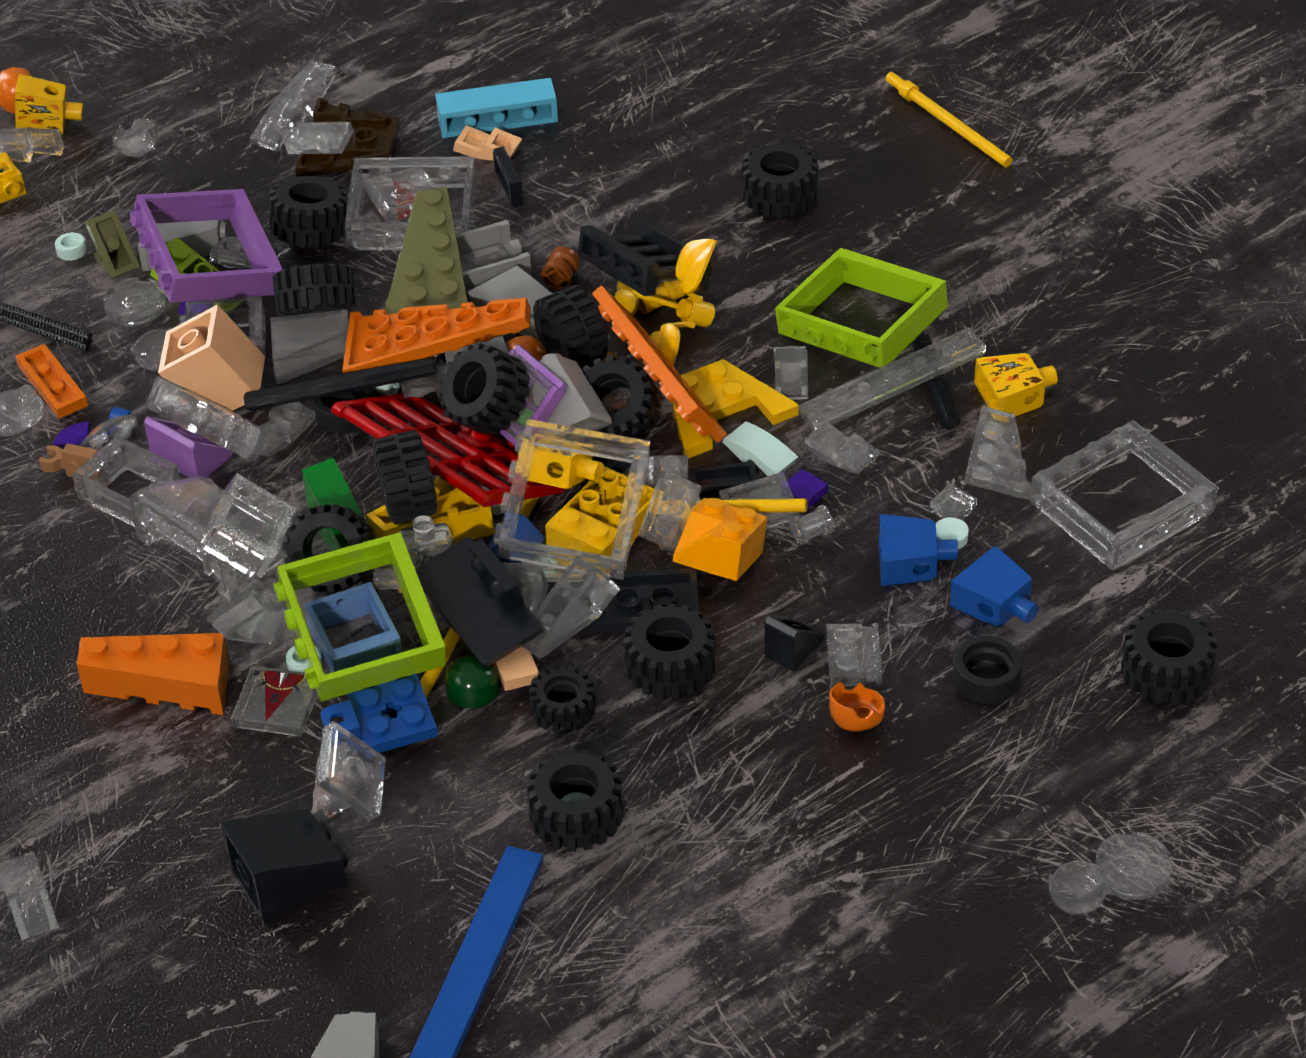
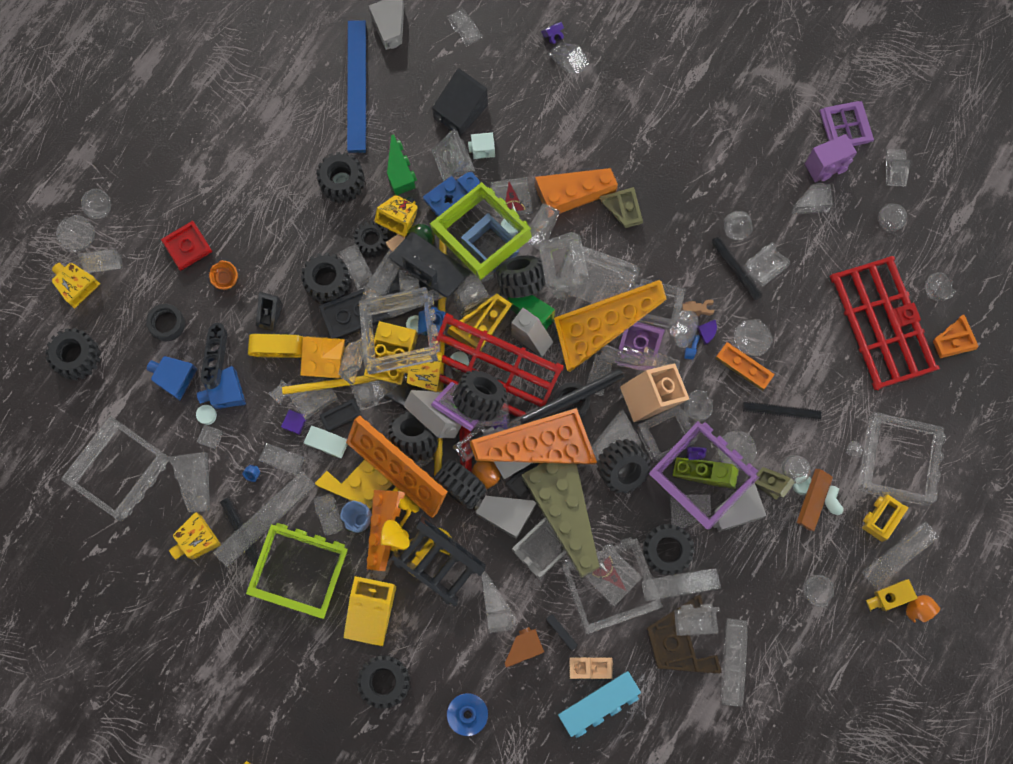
camera: 160 degrees right, 30 degrees up
(23, 952) = (553, 30): none -> dark purple tile
(45, 219) = (831, 501): none -> light aqua arm
(68, 222) = (814, 499): none -> dark orange tile
(70, 256) = (795, 468): none -> clear hair
(84, 617) = (624, 207): none -> olive wing
(194, 1014) = (465, 26): none -> clear slope
(221, 453) = (595, 325): none -> light orange wing
(281, 786) = (482, 145): none -> light aqua brick
(340, 170) = (680, 584): none -> clear slope
(361, 476) = (531, 332): none -> light grey slope
(404, 476) = (490, 306): black tyre -> none
(461, 792) = (398, 173): none -> green slope
(493, 705) = (397, 214): none -> yellow torso
(560, 268) = (493, 554): dark orange wheel -> none
(570, 173) = (524, 647): none -> dark orange slope
(586, 206) = (497, 609): none -> clear slope
(607, 656) = (356, 266): none -> clear brick
(678, 133) = (456, 717): none -> blue dish
(708, 320) = (384, 508): none -> orange wing
(746, 348) = (356, 516): none -> medium blue hair
(765, 256) = (369, 611): none -> yellow slope
(797, 587) = (275, 345): none -> yellow beam
(853, 654) = (237, 316): clear plate -> none
(896, 441) = (251, 473): none -> blue hinge
(909, 586) = (209, 356): none -> black beam
(914, 780) = (186, 245): none -> red plate
(1089, 801) = (101, 260): none -> clear slope
(1148, 771) = (73, 283): none -> yellow torso

